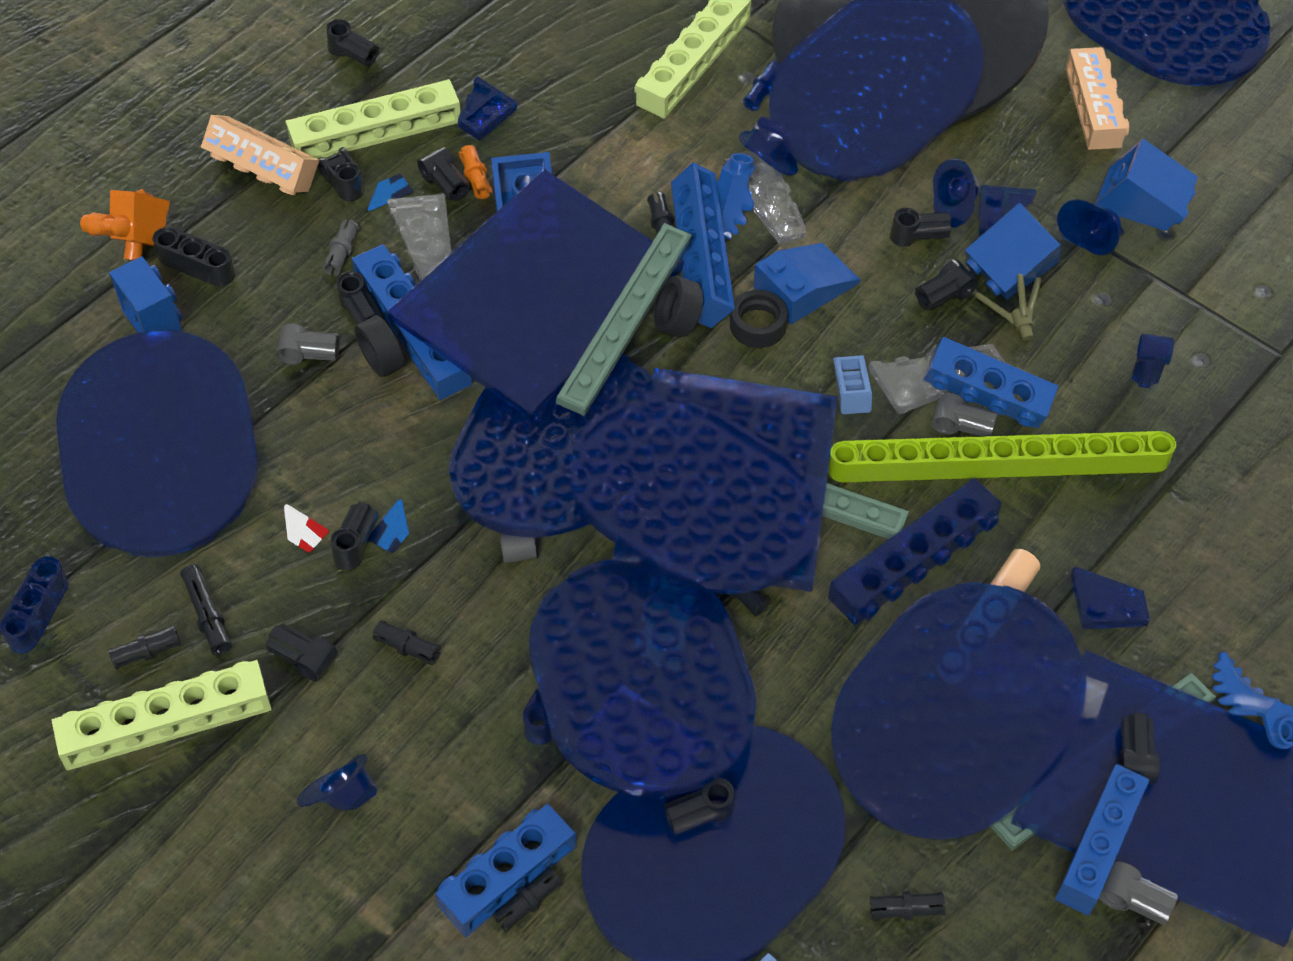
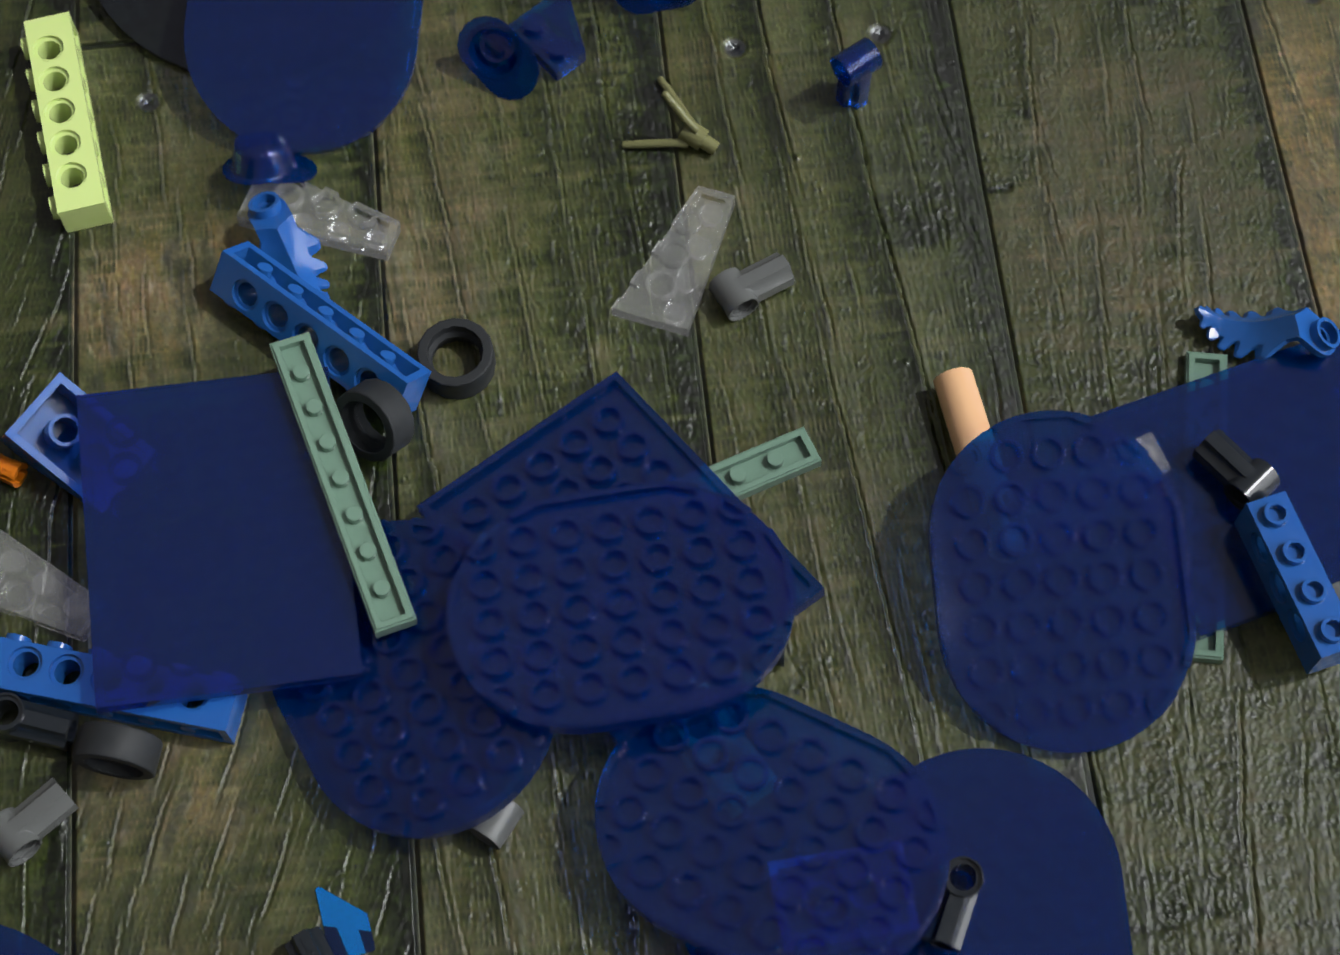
camera: 45 degrees left, 10 degrees up
(659, 212) = (241, 337): black pin -> none
(761, 86) = (180, 98): clear blue pin -> none
(804, 278) = (451, 274): blue slope -> none
(852, 386) = (631, 360): medium blue slope -> none
(907, 905) = (1204, 806): black pin -> none
(911, 225) = (501, 121): black piece -> none
(951, 282) = (592, 155): black piece -> none
(969, 501) = (847, 561): clear blue brick -> none
(1006, 379) = (794, 202): blue brick -> none
(1012, 248) = (622, 73): blue slope -> none
(1019, 456) = (821, 310): lime beam -> none
(1107, 602) = (1053, 350): clear blue wing -> none

